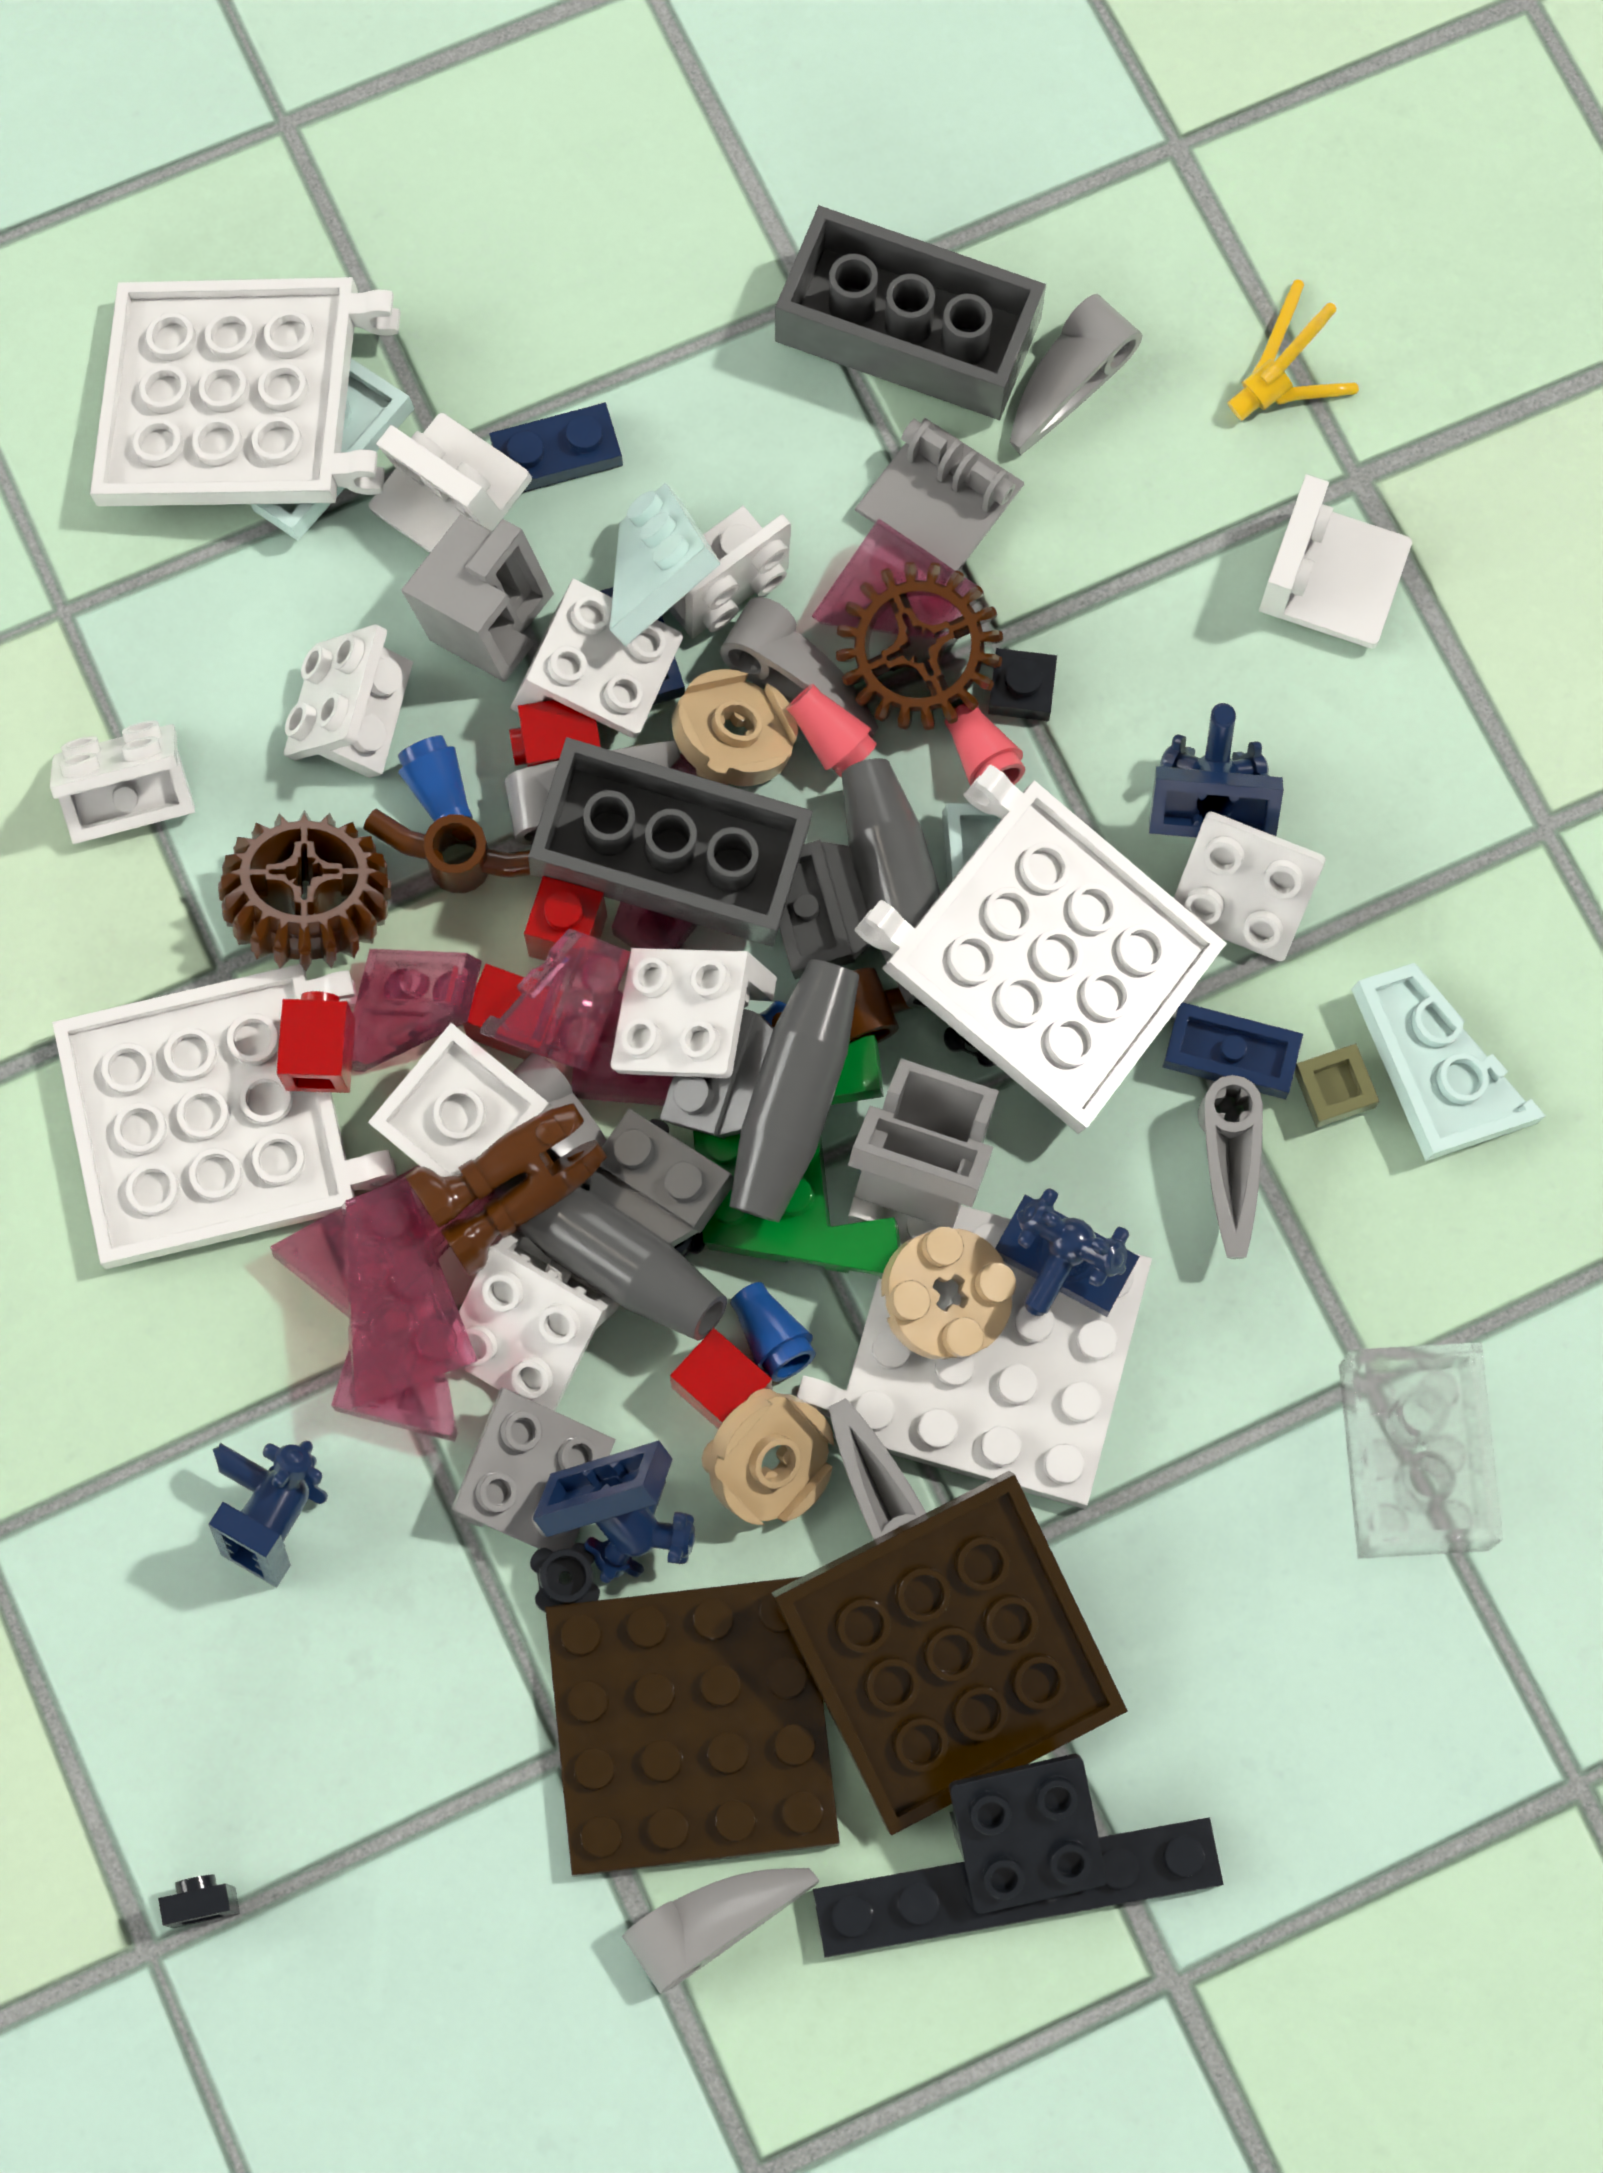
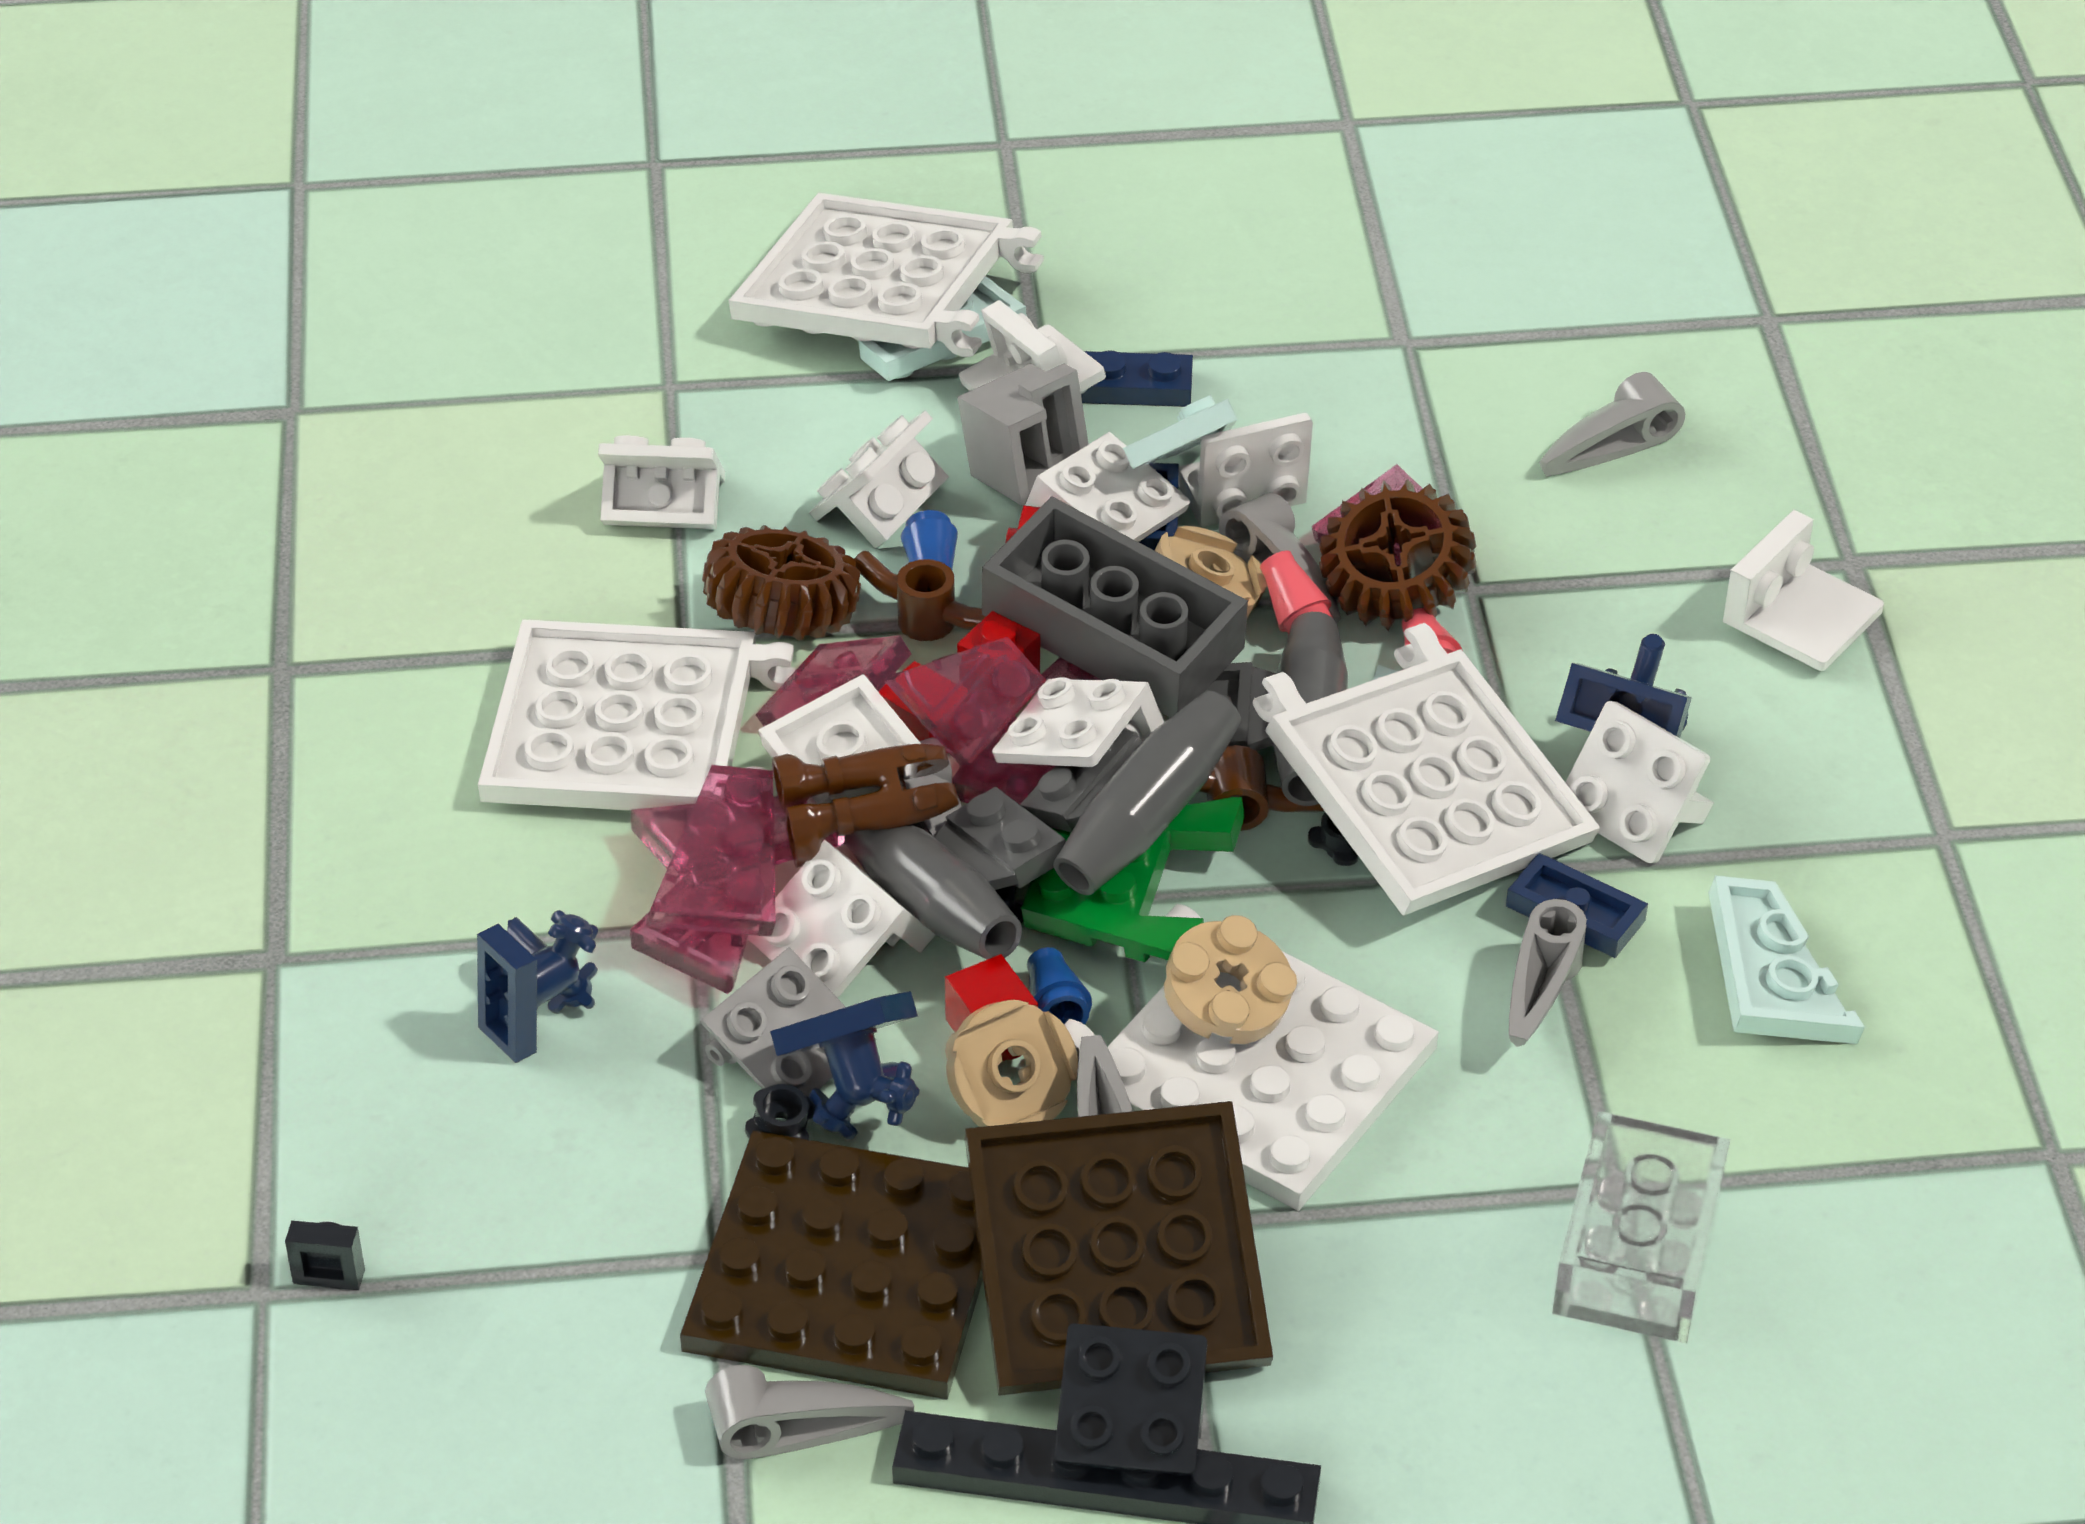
camera: 20 degrees right, 30 degrees down
(316, 1043) = (739, 672): red brick -> none
(909, 312) = (1482, 349): dark grey brick -> none
(925, 1144) = (1254, 870): light grey plate -> none
(940, 493) = (1471, 470): light grey hinge -> none
(1023, 685) = (1484, 619): black plate -> none
(1065, 1256) = (1357, 979): dark blue piece -> none
(1269, 381) = (1792, 472): yellow plant -> none
(1336, 1085) = (1666, 954): olive plate -> none

